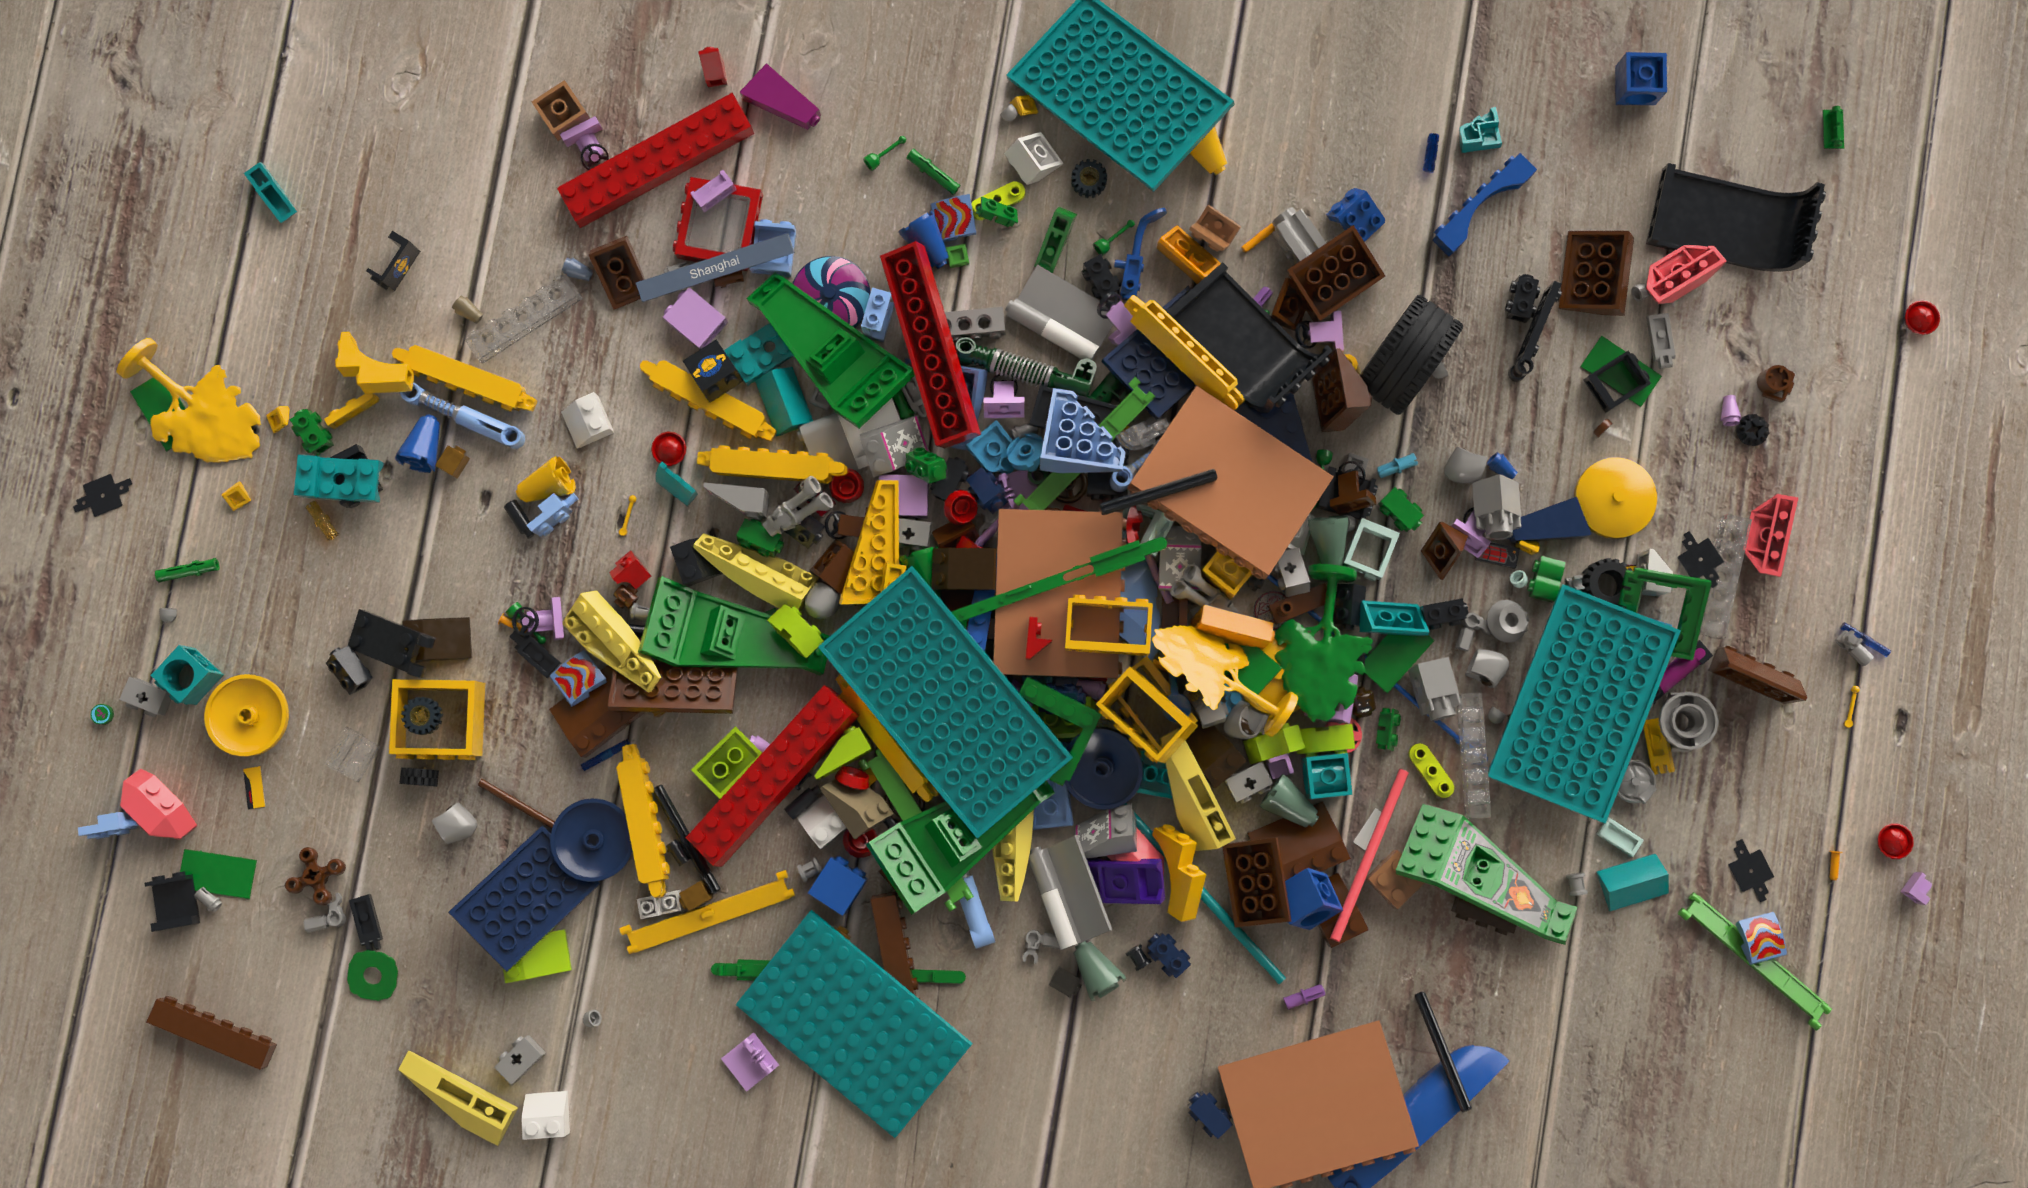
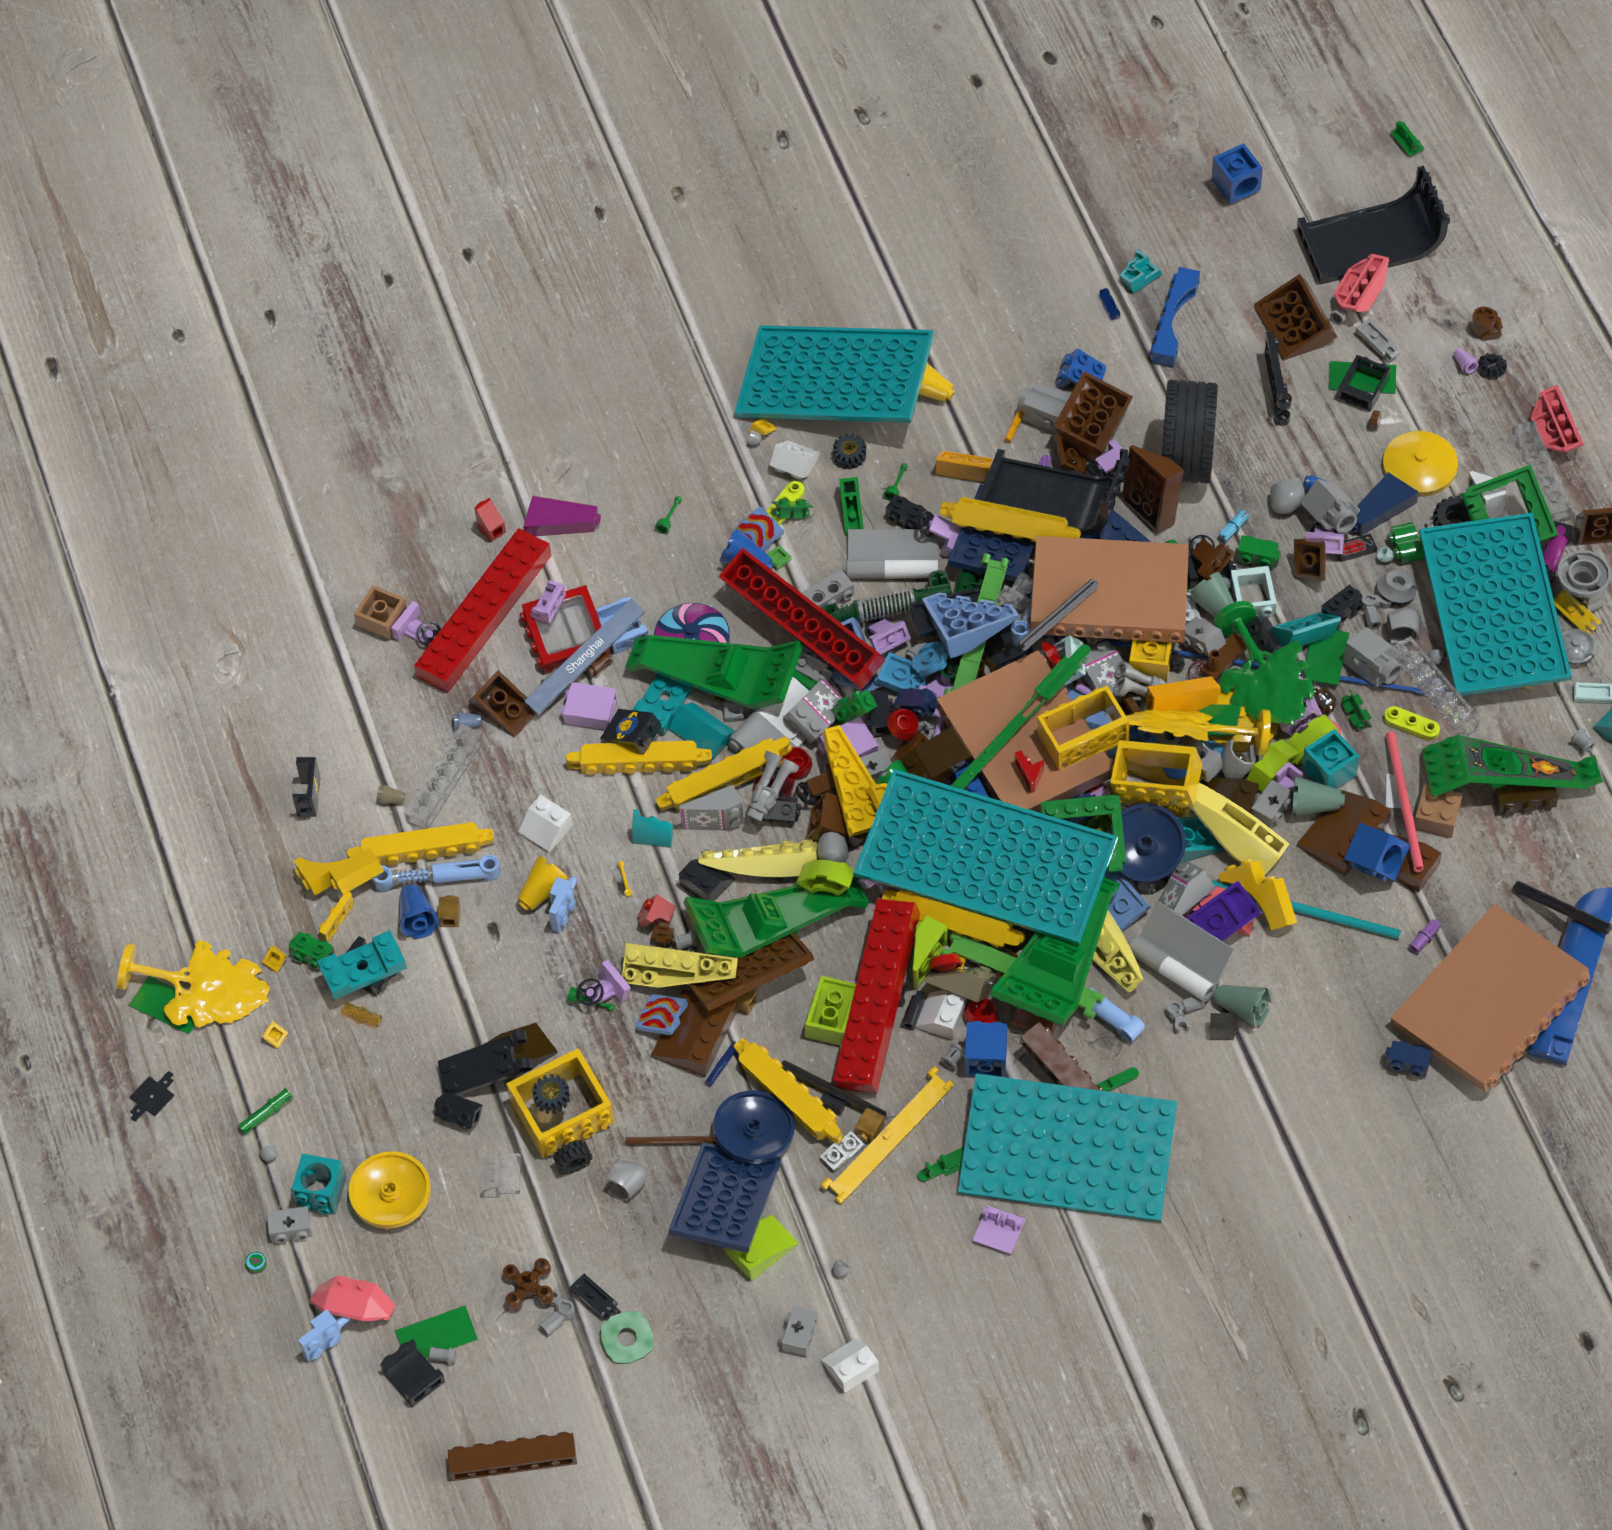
camera: 30 degrees left, 25 degrees down
(254, 787) = (427, 1250): yellow sticker -> none
(270, 192) = (164, 793): teal slope -> none
(461, 1100) = (767, 1389): light yellow wedge -> none
(508, 622) = (577, 1008): light orange piece -> none
(518, 517) = (533, 925): black cylinder -> none
(535, 654) = (612, 1017): black hinge -> none
(668, 448) = (623, 809): red hat -> none
(754, 535) = (749, 833): green brick -> none
(877, 315) = (742, 620): light blue panel -> none
(926, 165) = (719, 508): green pin -> none
(1134, 263) = (925, 489): blue piece -> none
(1138, 957) = (1270, 977): black bush -> none
(1163, 948) = (1293, 962): dark blue brick -> none
(1215, 229) = (975, 433): medium nougat bracket -> none
(1256, 882) = (1328, 862): reddish brown slope -> none
(1440, 372) = (1221, 444): light grey hinge -> none
(1524, 293) = (1251, 364): black brick -> none
(1529, 547) = (1376, 529): yellow slope -> none
(1703, 550) = (1513, 460): black piece -> none
(1922, 317) = (1564, 228): red hat -> none

